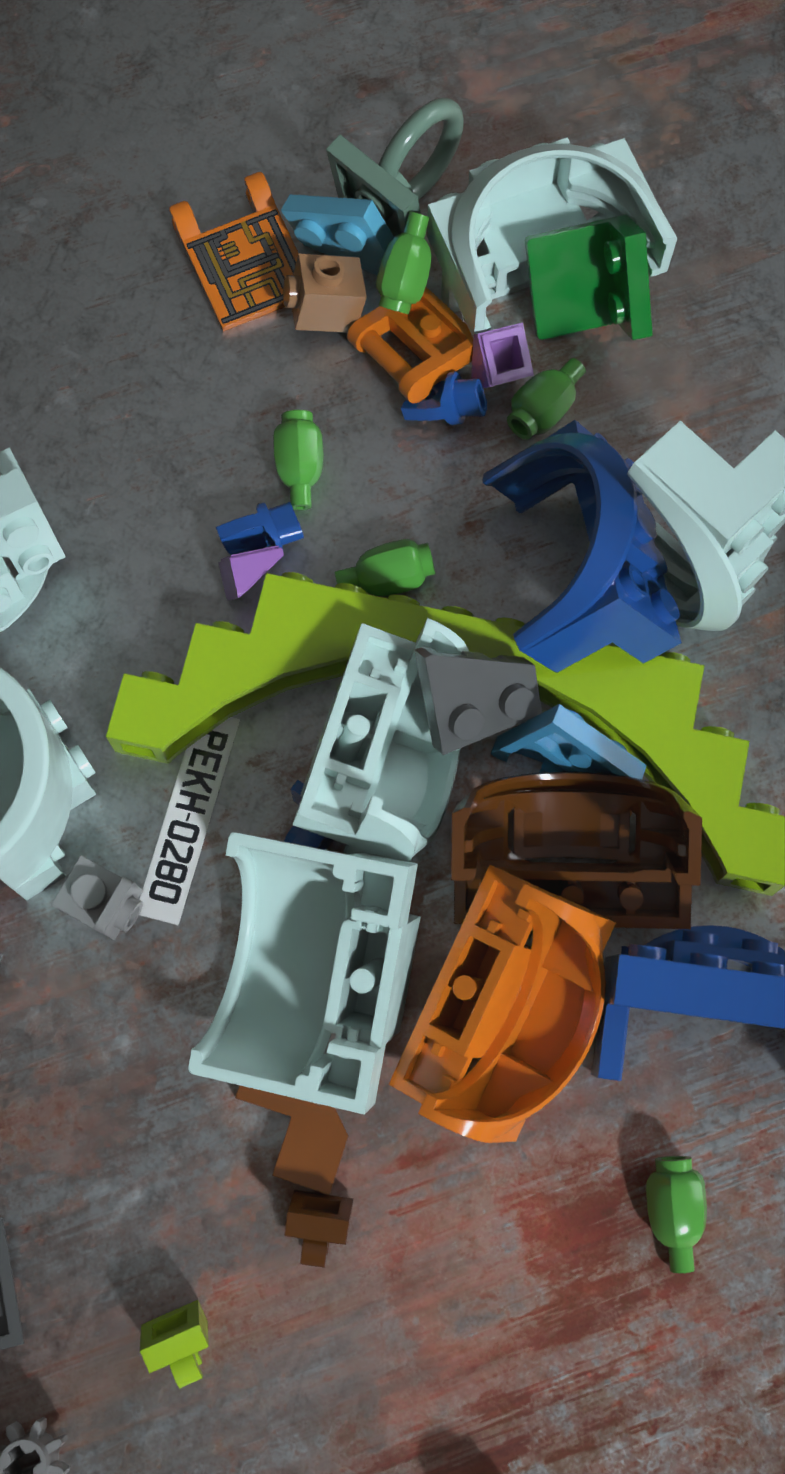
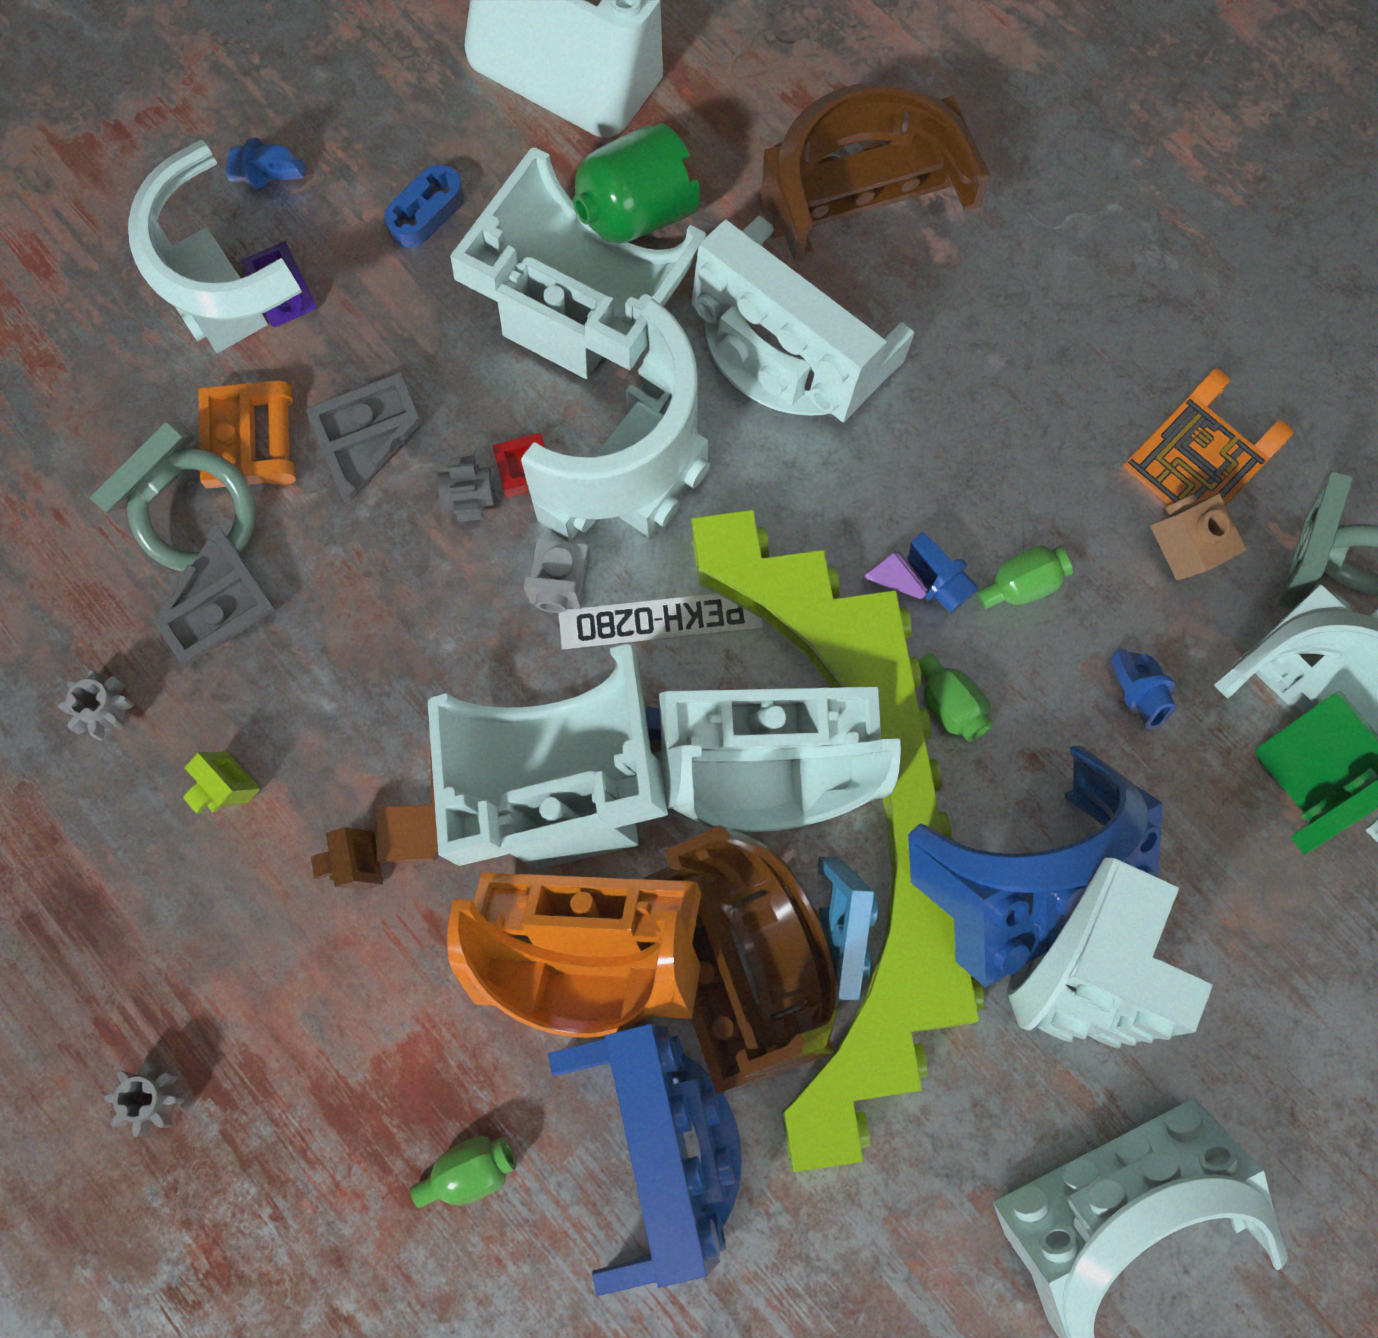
camera: 70 degrees right, 0 degrees up
(339, 227) = (1270, 532): medium azure wing -> none
(405, 266) = (1253, 593): bright green plant -> none
(428, 331) = (1206, 644): orange plate -> none
(475, 695) = (854, 815): dark grey wing -> none
(501, 356) = (1210, 718): medium lavender slope -> none
(544, 400) = (1190, 778): bright green plant -> none

